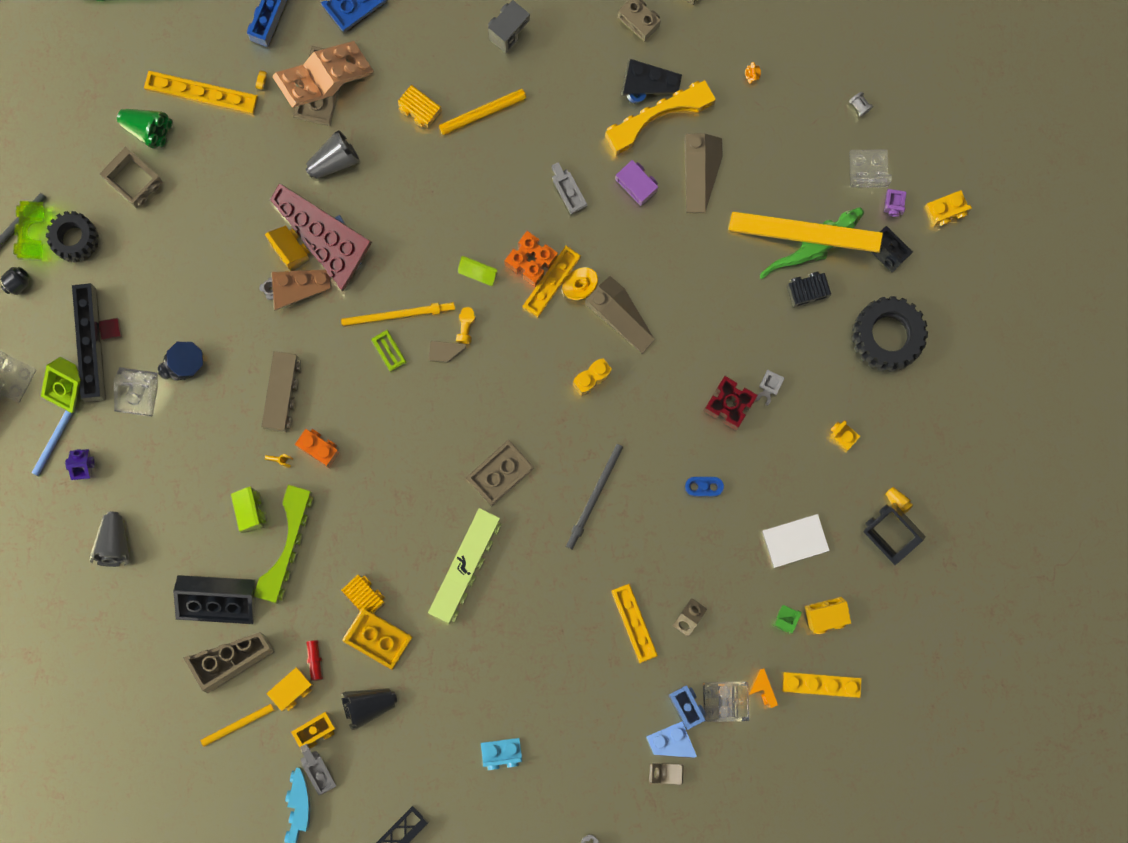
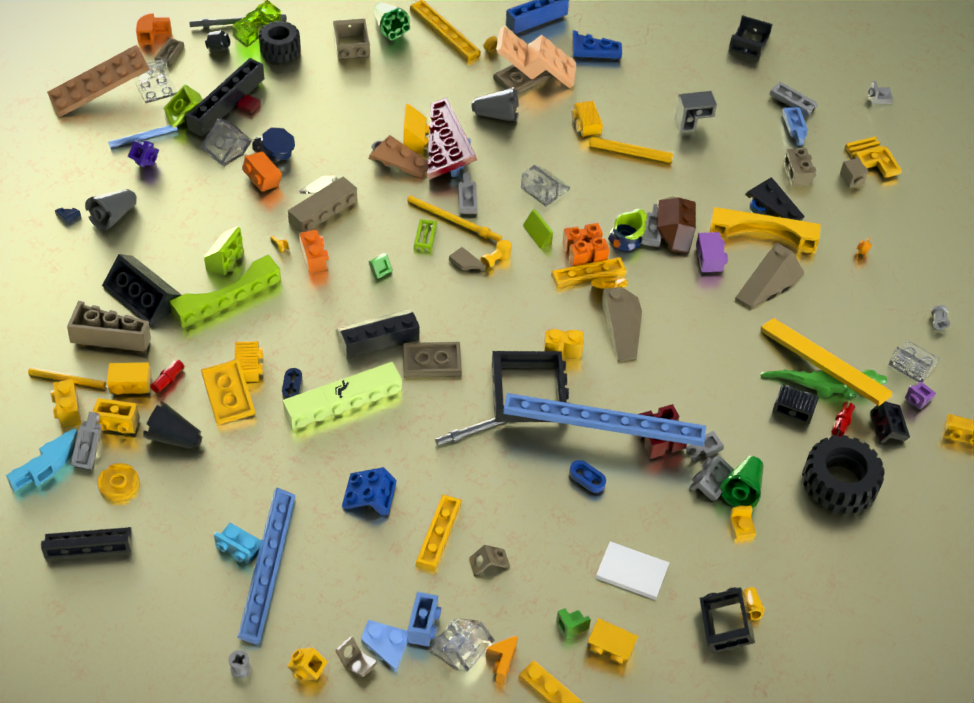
camera: 40 degrees right, 30 degrees down
(75, 574) = (67, 215): none -> dark blue tile
(197, 400) = (261, 171): none -> orange brick
(257, 374) = (318, 184): none -> clear piece
(264, 750) = (67, 403): none -> yellow brick
(365, 777) = (118, 482): none -> yellow tile
(383, 416) = (380, 266): none -> bright green tile
(389, 280) = (467, 195): none -> light grey hinge
(419, 584) = (287, 384): none -> dark blue beam
(437, 482) = (378, 334): none -> black slope
(444, 216) = (543, 185): none -> clear slope
(538, 753) = (266, 567): none -> medium blue tile
(552, 213) = (628, 230): none -> piece
(557, 633) = (371, 488): none -> blue bracket
(584, 168) = (677, 222): none -> reddish brown wedge
(618, 414) = (526, 360): none -> black window
(634, 809) = (307, 664): none -> yellow brick
(688, 437) = (605, 419): none -> medium blue plate
(795, 411) = (711, 477): none -> light grey bracket
(823, 398) = (744, 483): none -> green cone
(853, 274) = (843, 419): none -> red pin

